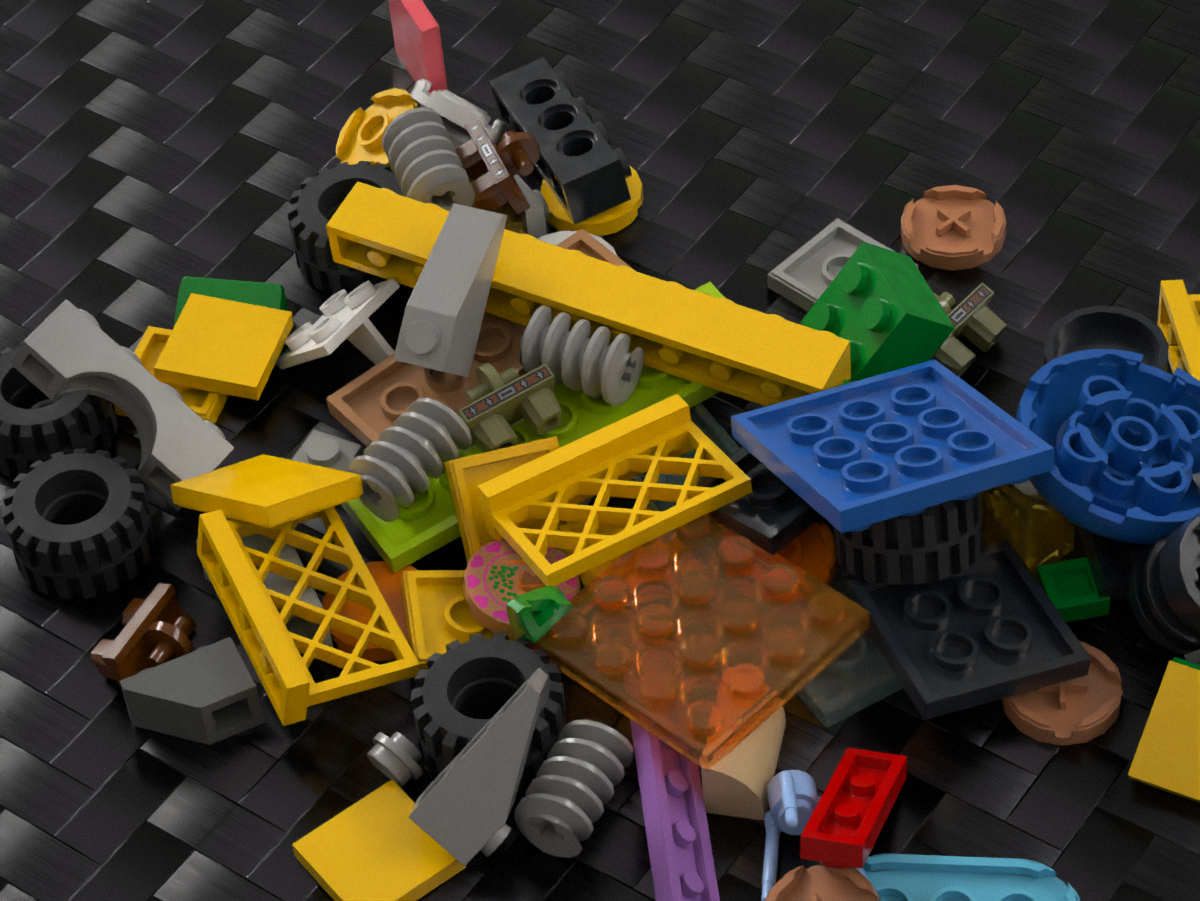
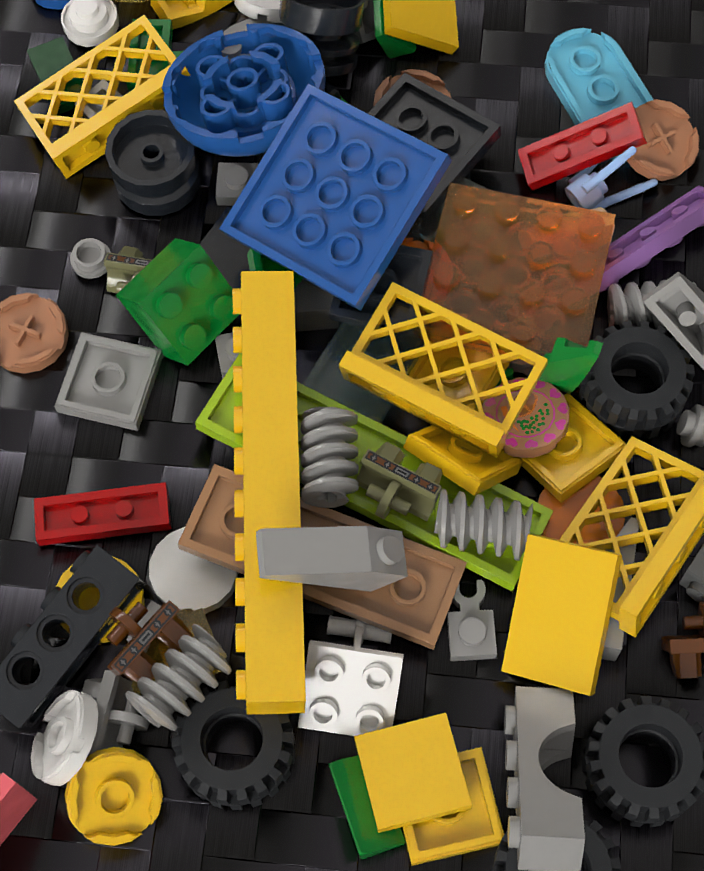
camera: 120 degrees left, 20 degrees up
(679, 218) = (102, 514): none -> red plate
(1016, 300) = (89, 257): none -> light grey plate

